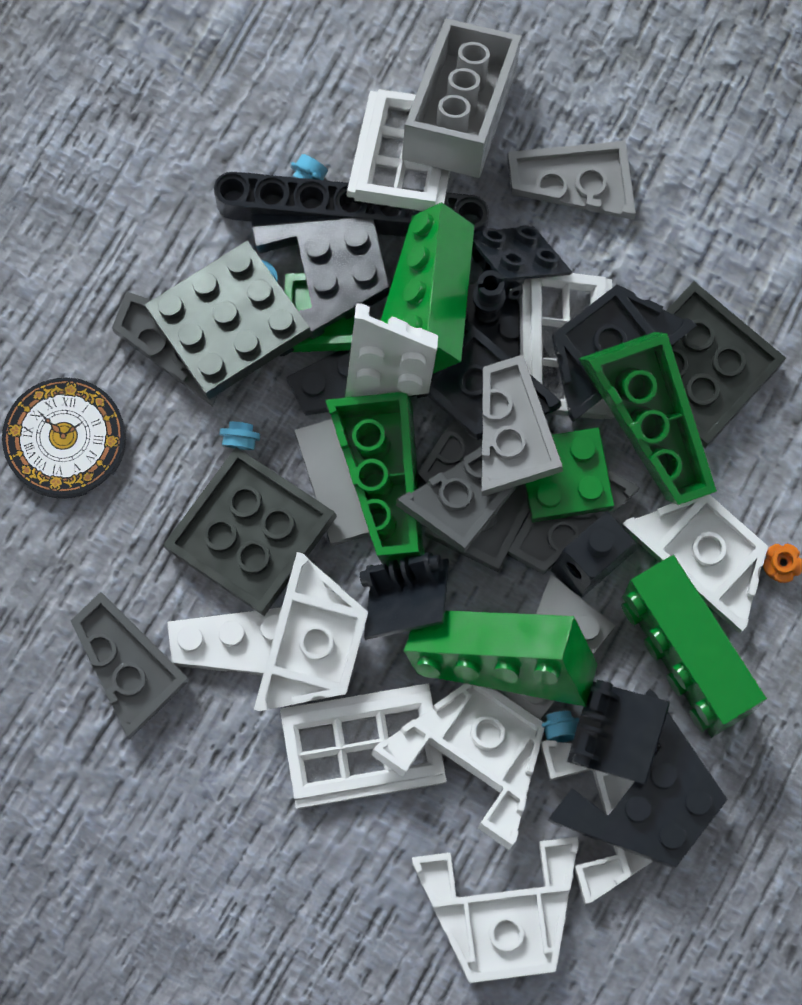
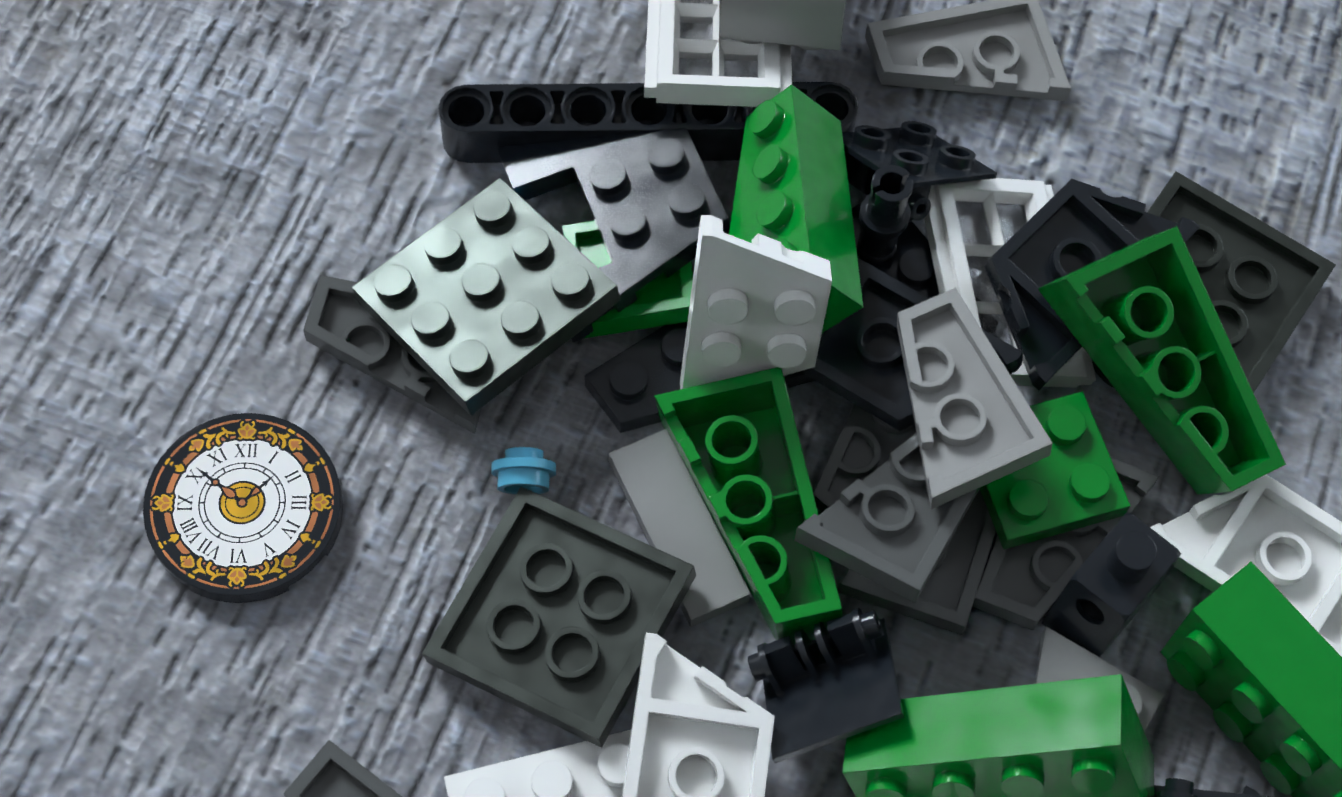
camera: 10 degrees left, 10 degrees down
(308, 168) = (576, 70): medium azure plate -> none

